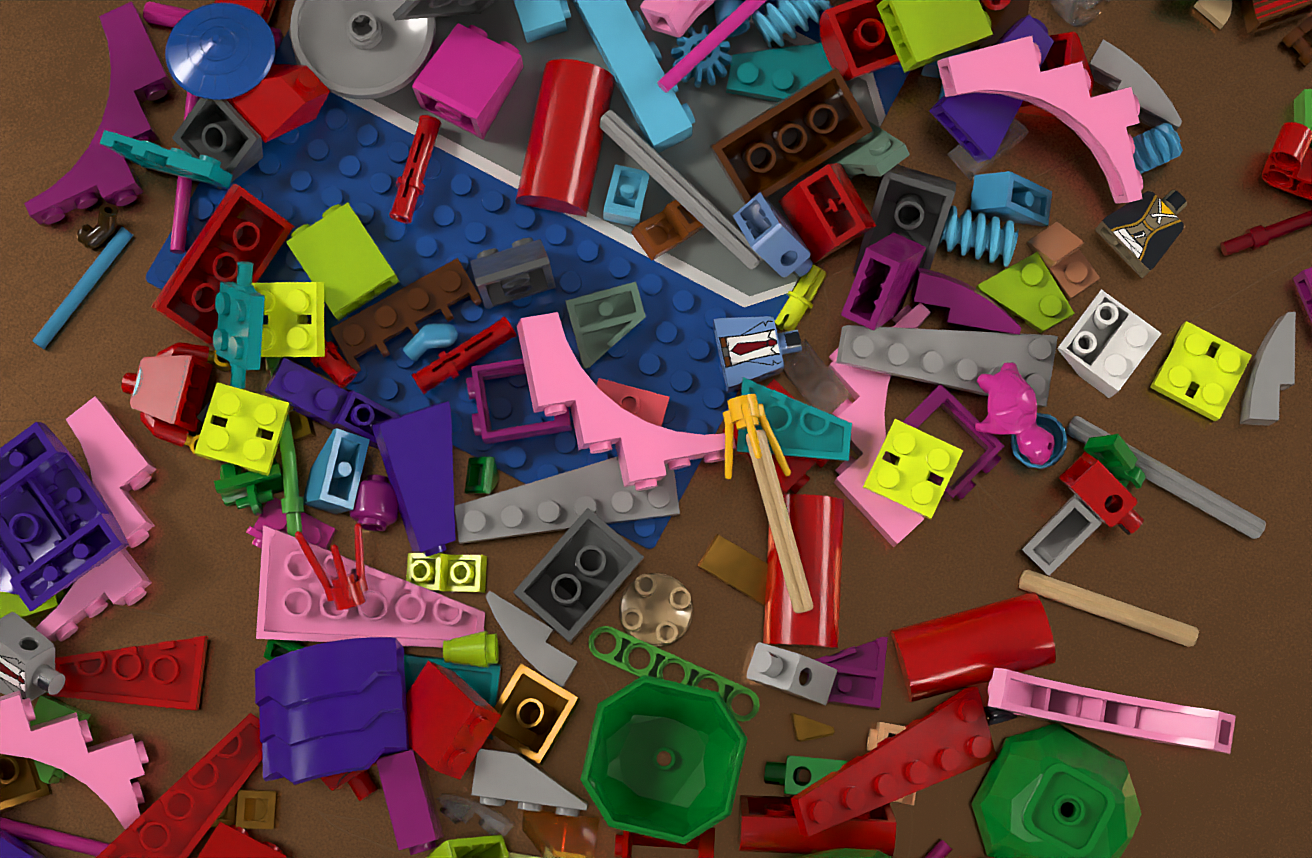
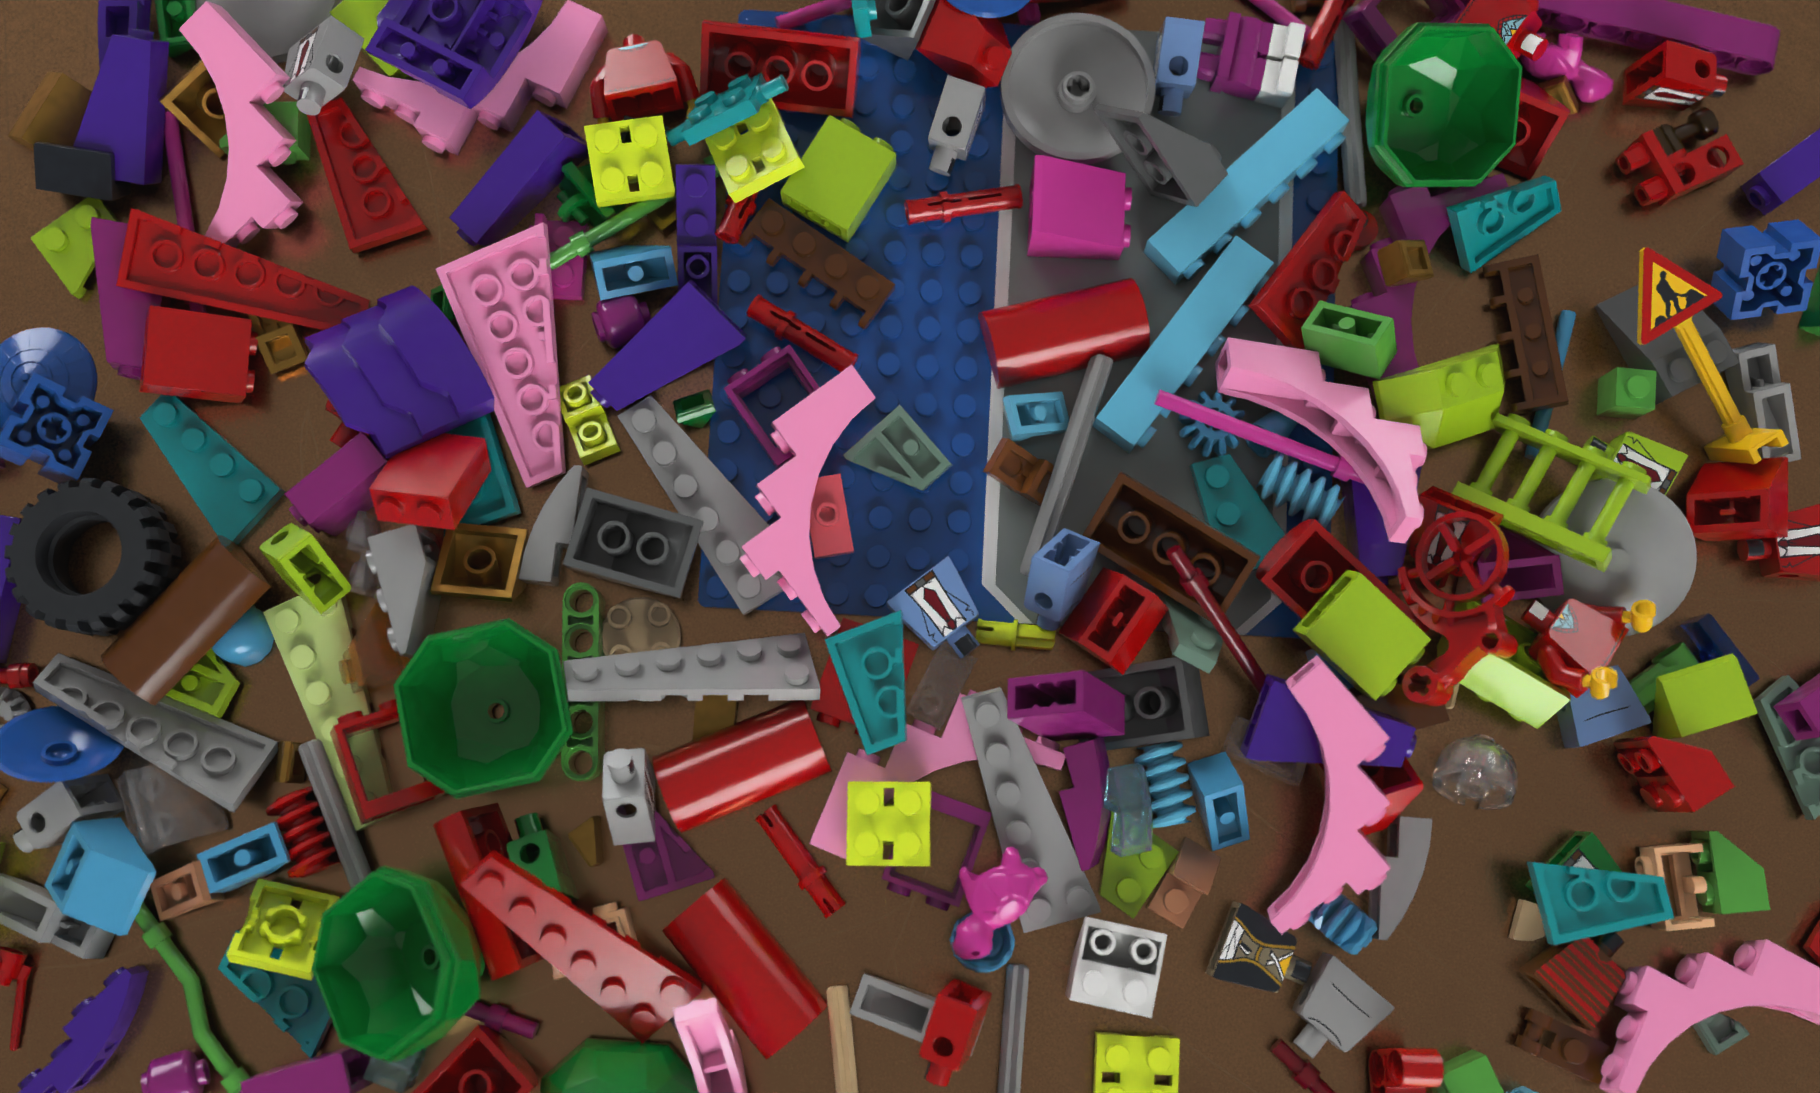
camera: 60 degrees right, 0 degrees up
(208, 535) = (518, 179): none -> dark purple slope
(334, 131) = (959, 111): none -> light grey torso
(346, 590) = (516, 326): red plant -> none
(430, 337) = (805, 296): dark azure arm -> none
(473, 650) = (517, 477): lime cone -> none
(512, 272) = (900, 339): dark grey slope -> none
(719, 548) = (756, 666): none -> light grey wing
(745, 413) = (862, 628): yellow plant -> none
(780, 526) = (771, 713): tan axle -> none
(835, 128) = (1196, 585): none -> dark red bar
(906, 560) = (800, 861): none -> red pin
(982, 268) = (1130, 800): none -> clear light blue slope
(1117, 458) = (1002, 1025): green plate -> none
(1216, 187) = (1337, 1007): none -> light grey torso

